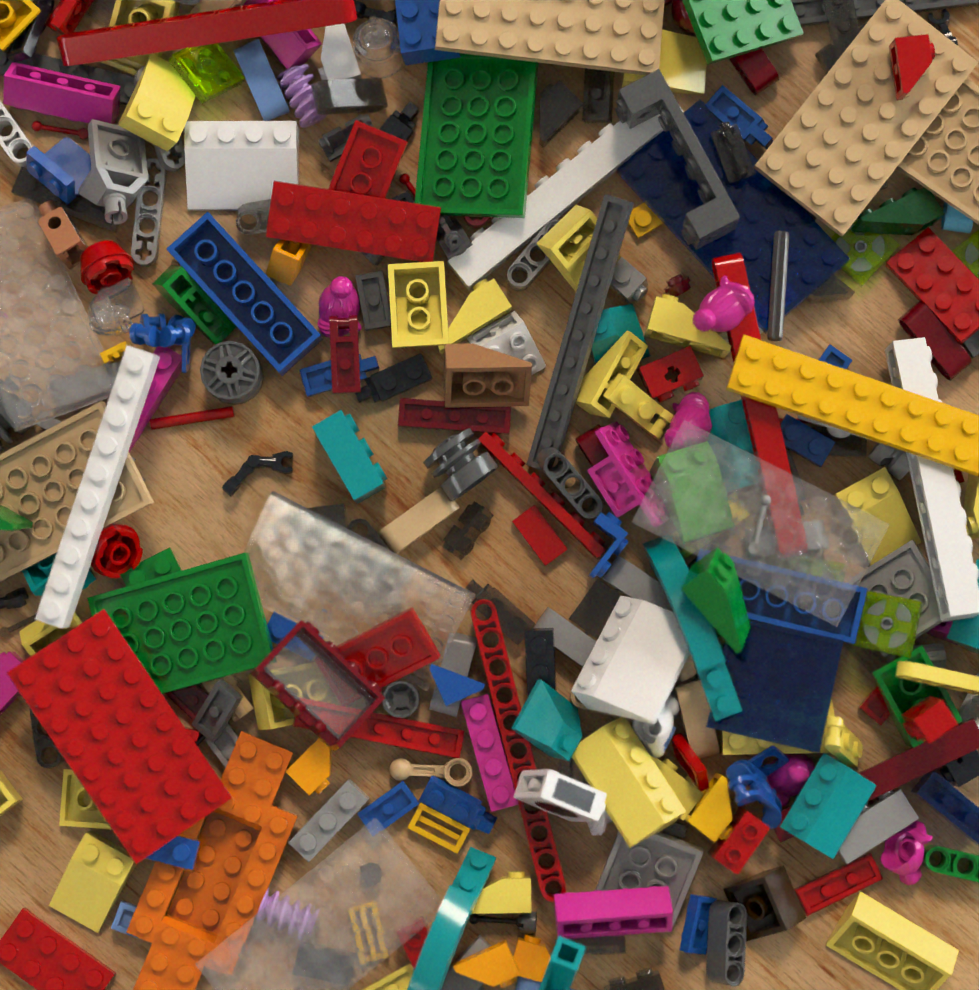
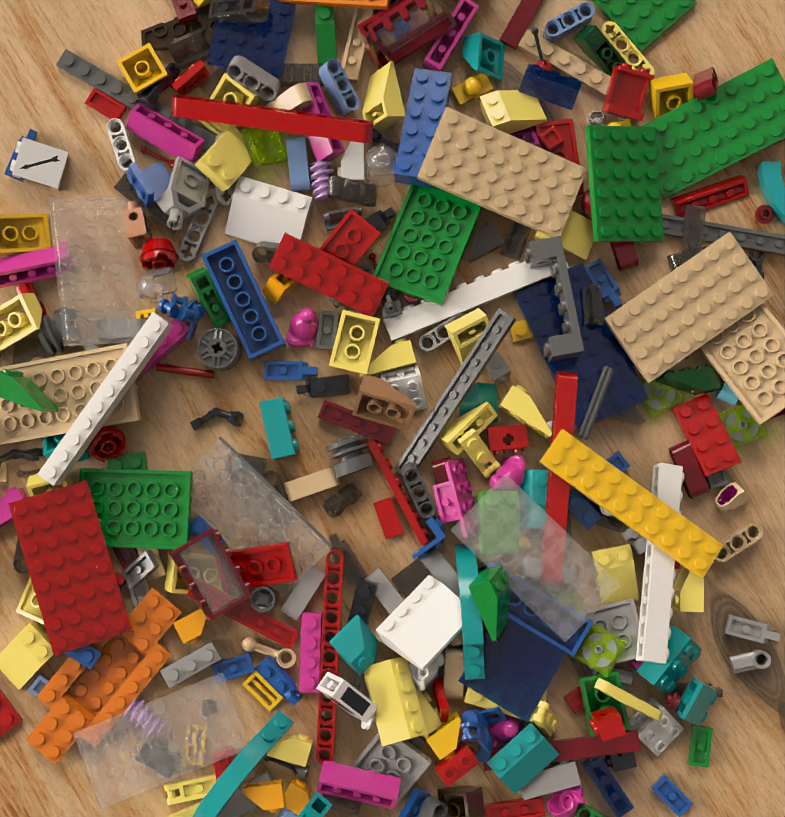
camera: 20 degrees right, 0 degrees up
(345, 355) = (296, 361): dark red plate -> none
(453, 685) = (300, 601): blue slope -> none
(677, 285) = (529, 381): dark red plate -> none
(724, 307) = (555, 407): dark pink hair -> none
(753, 547) = (525, 572): light grey hinge -> none
(909, 61) = (728, 281): red slope -> none

